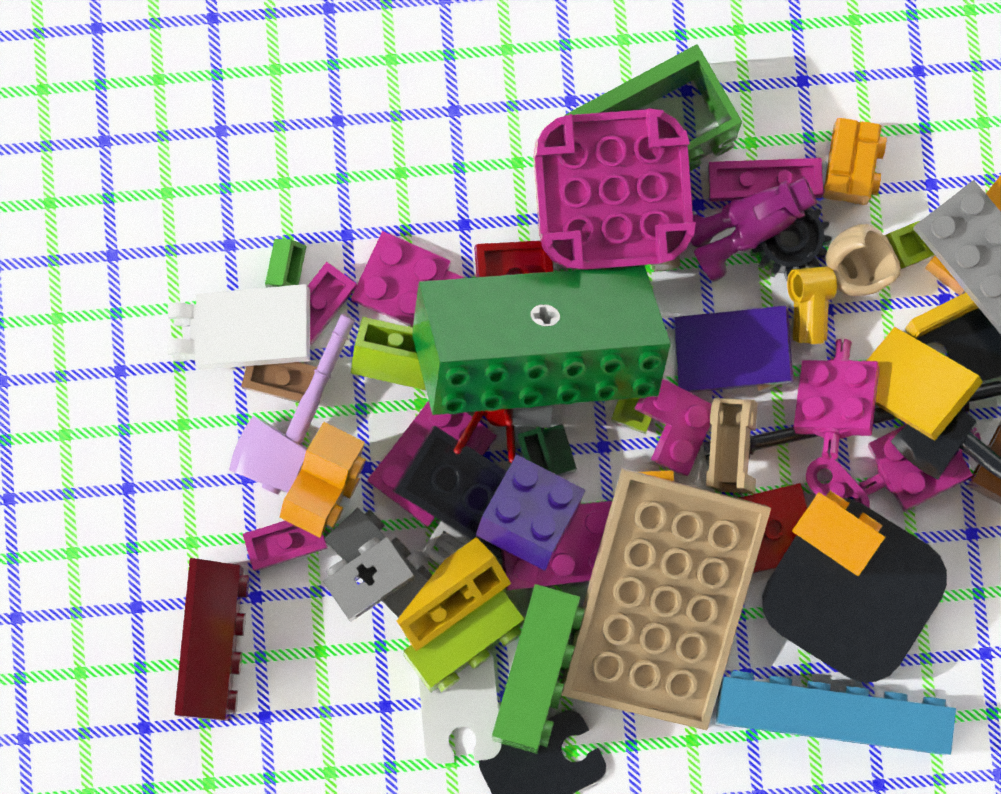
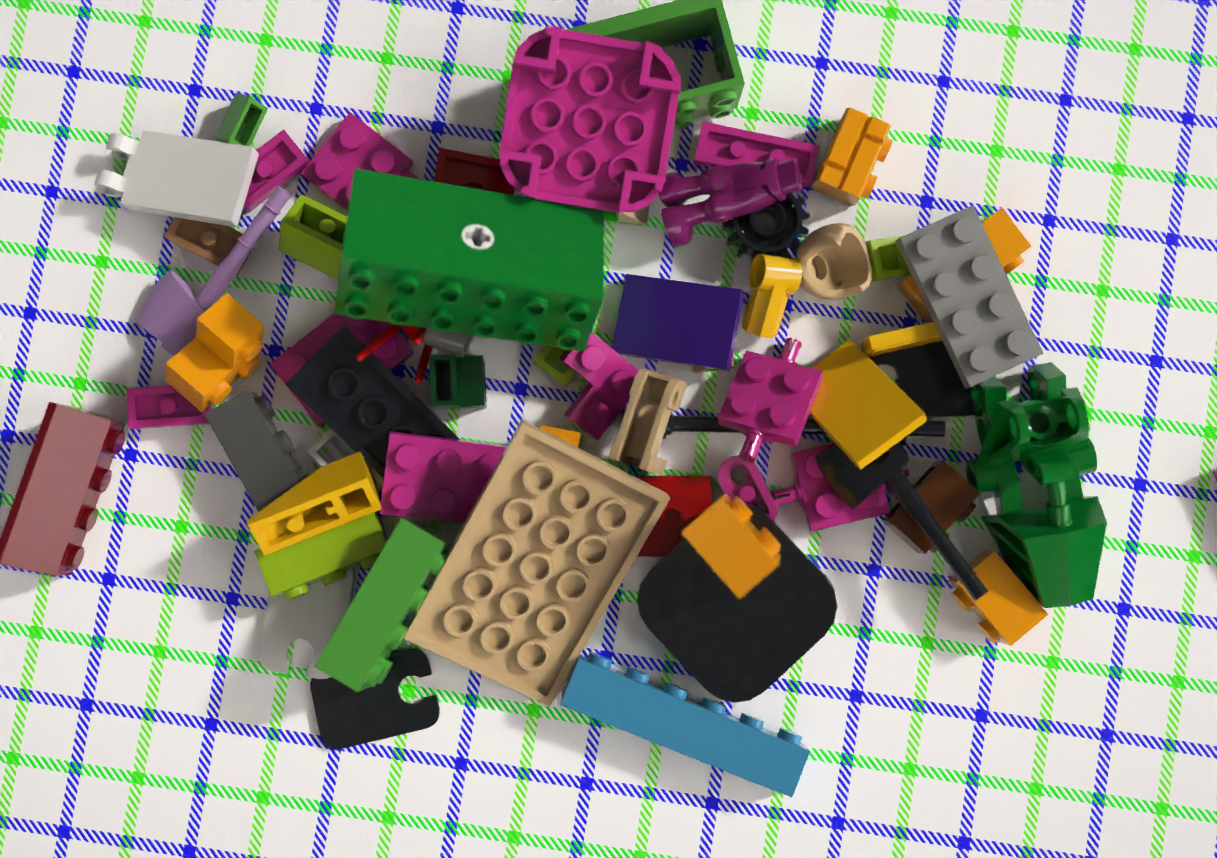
camera: 15 degrees right, 5 degrees up
(390, 576) = (257, 467): light grey brick -> none
(530, 512) = (416, 441): dark purple brick -> none

